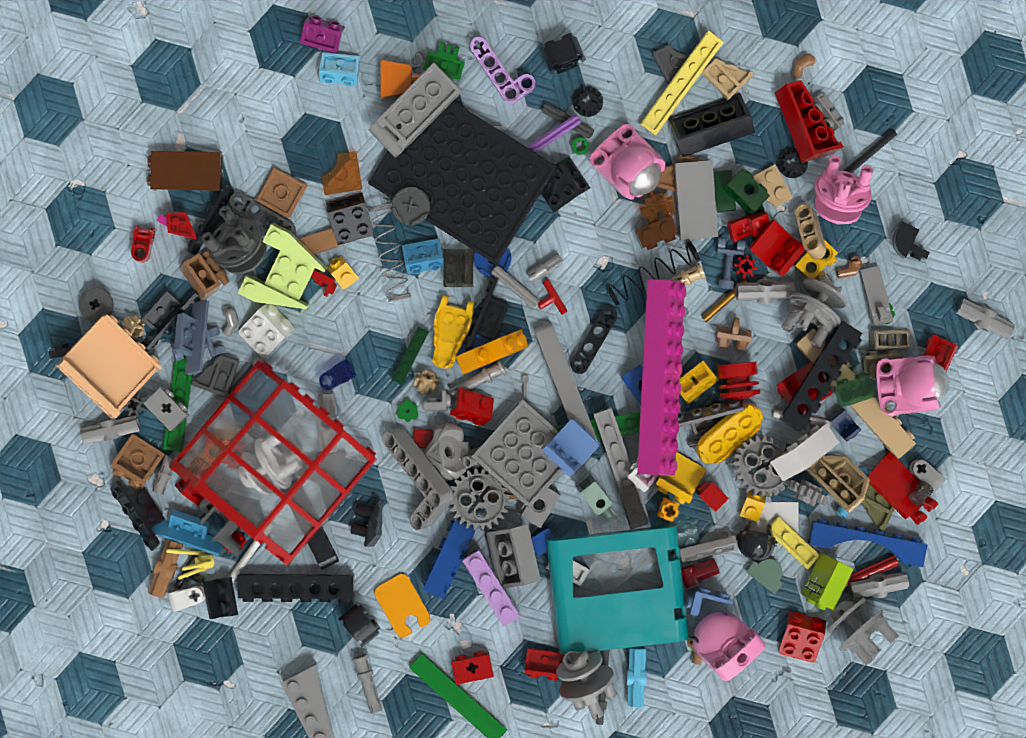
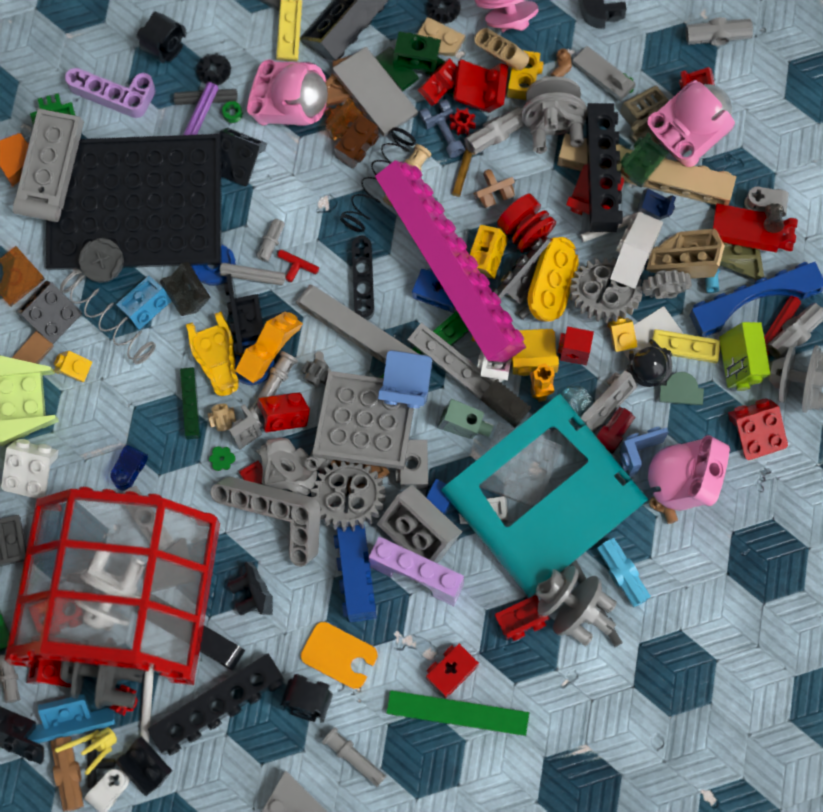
camera: 25 degrees left, 15 degrees down
(322, 279) = (55, 383): red bracket -> none
(513, 392) = (315, 372): none -> dark grey gear

